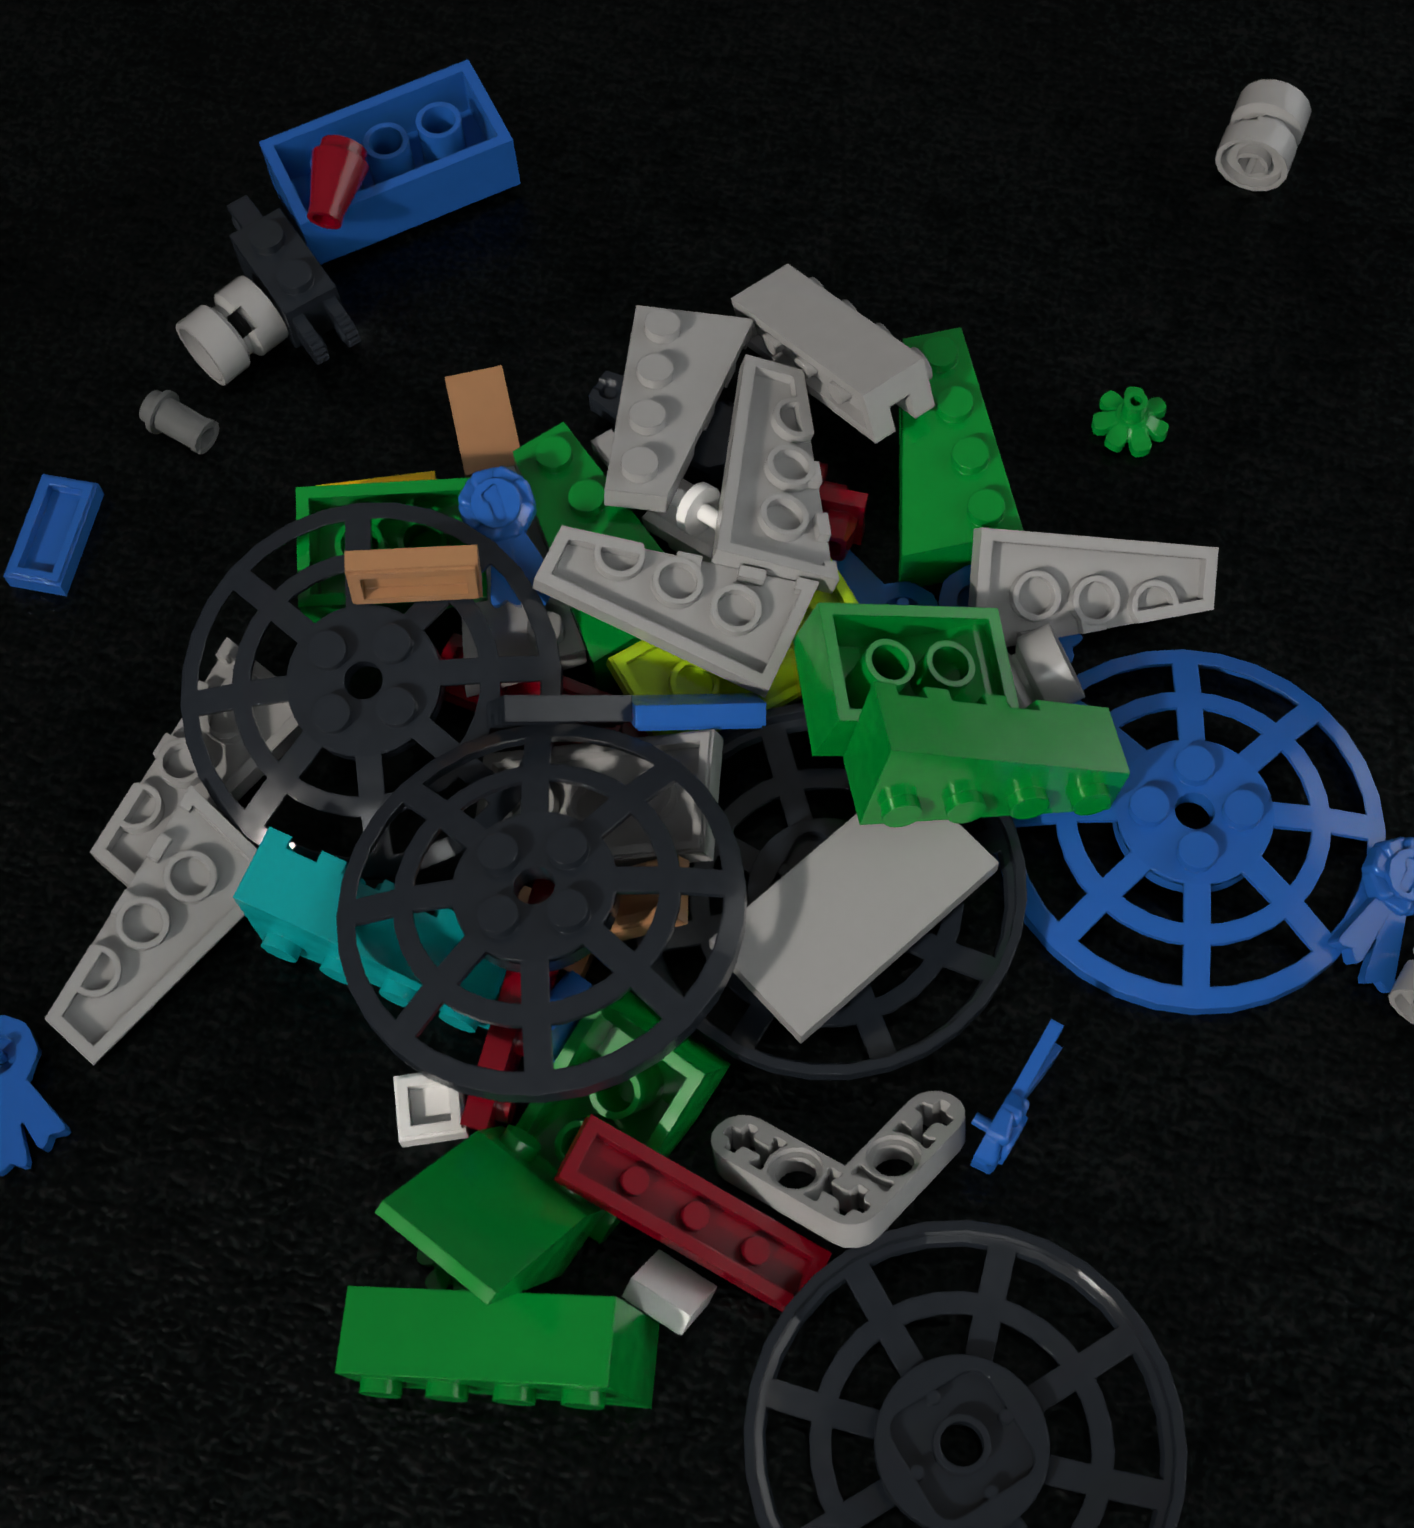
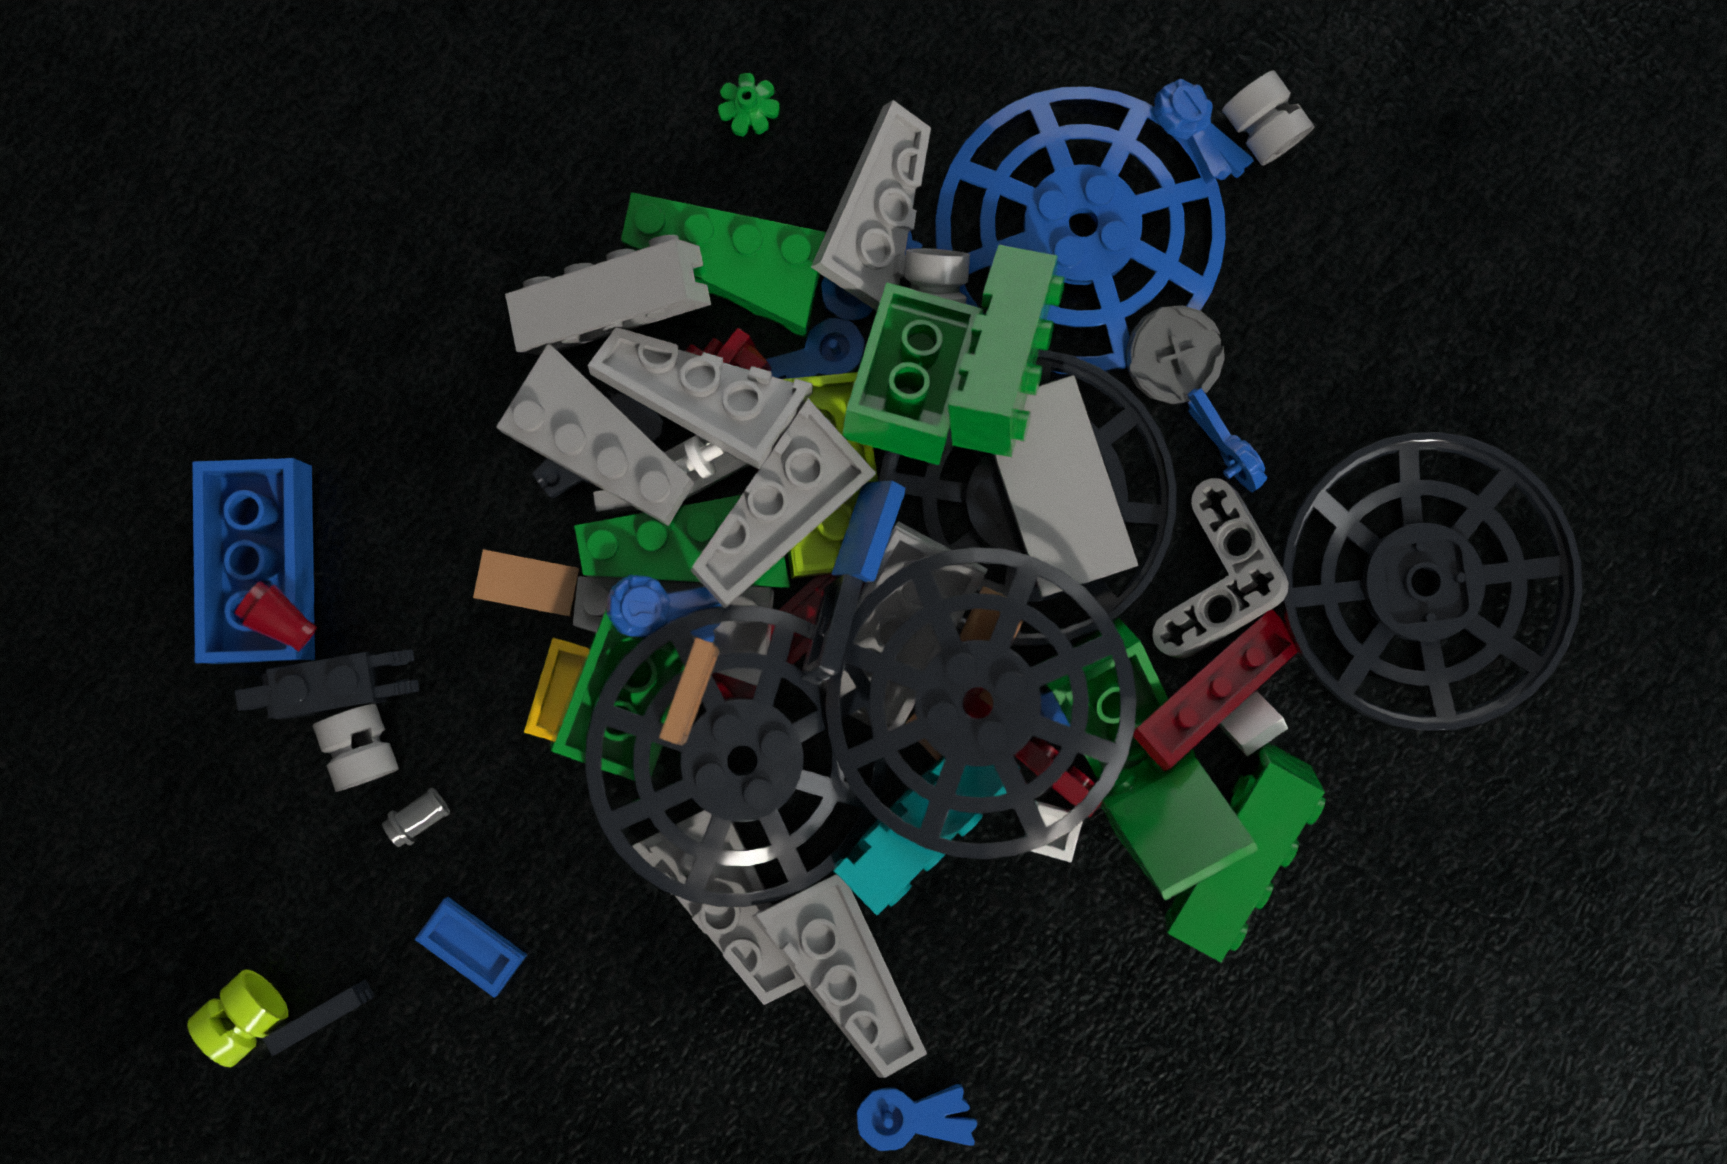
camera: 70 degrees left, 20 degrees up
(1100, 992) = (1174, 353): none -> dark grey tile

